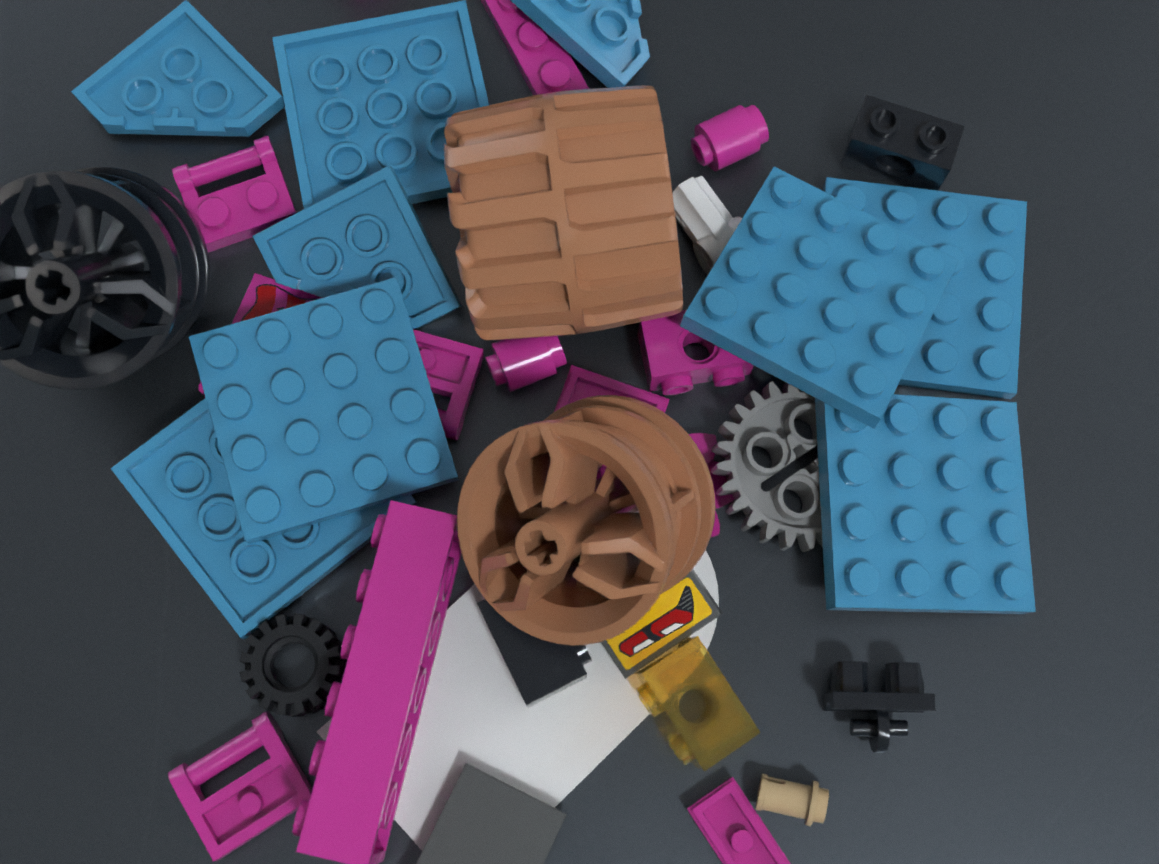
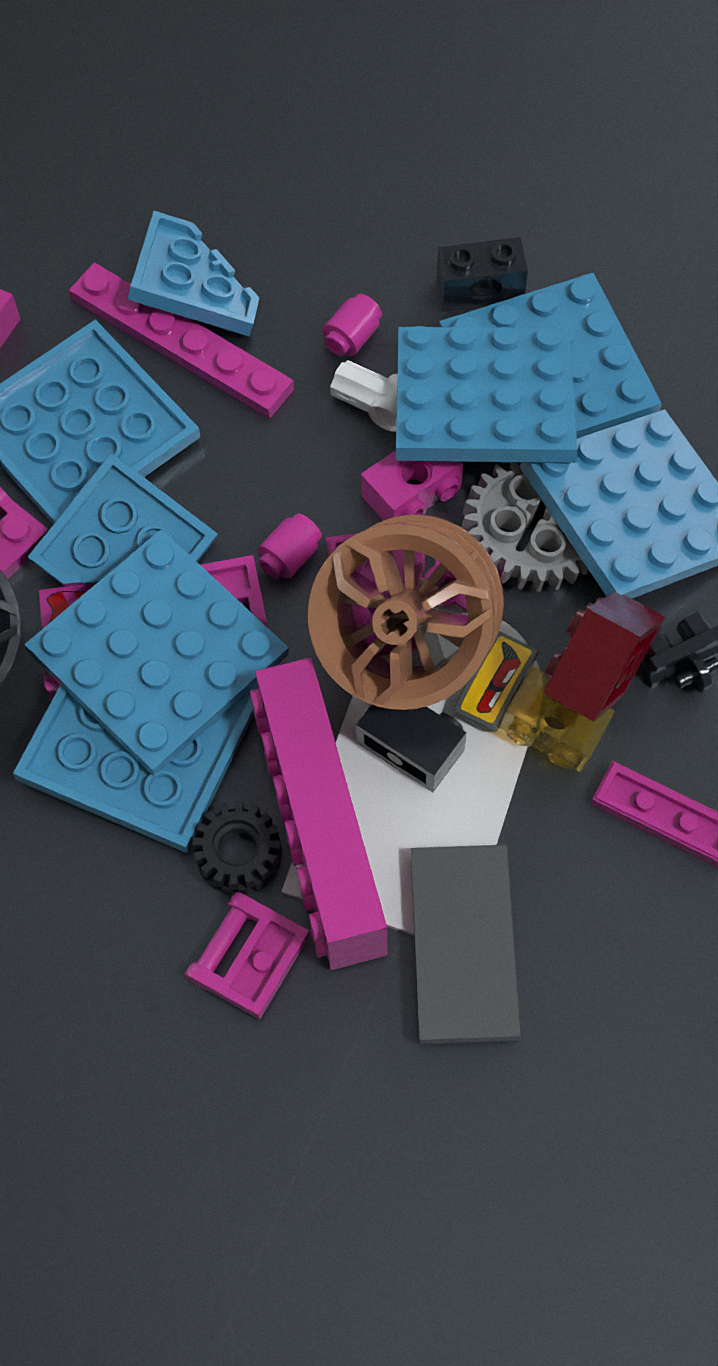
camera: 25 degrees left, 10 degrees down
(564, 213) = (273, 415): nougat wheel -> none
(774, 674) = (602, 654): none -> dark red brick
(793, 799) = (664, 753): tan pin -> none

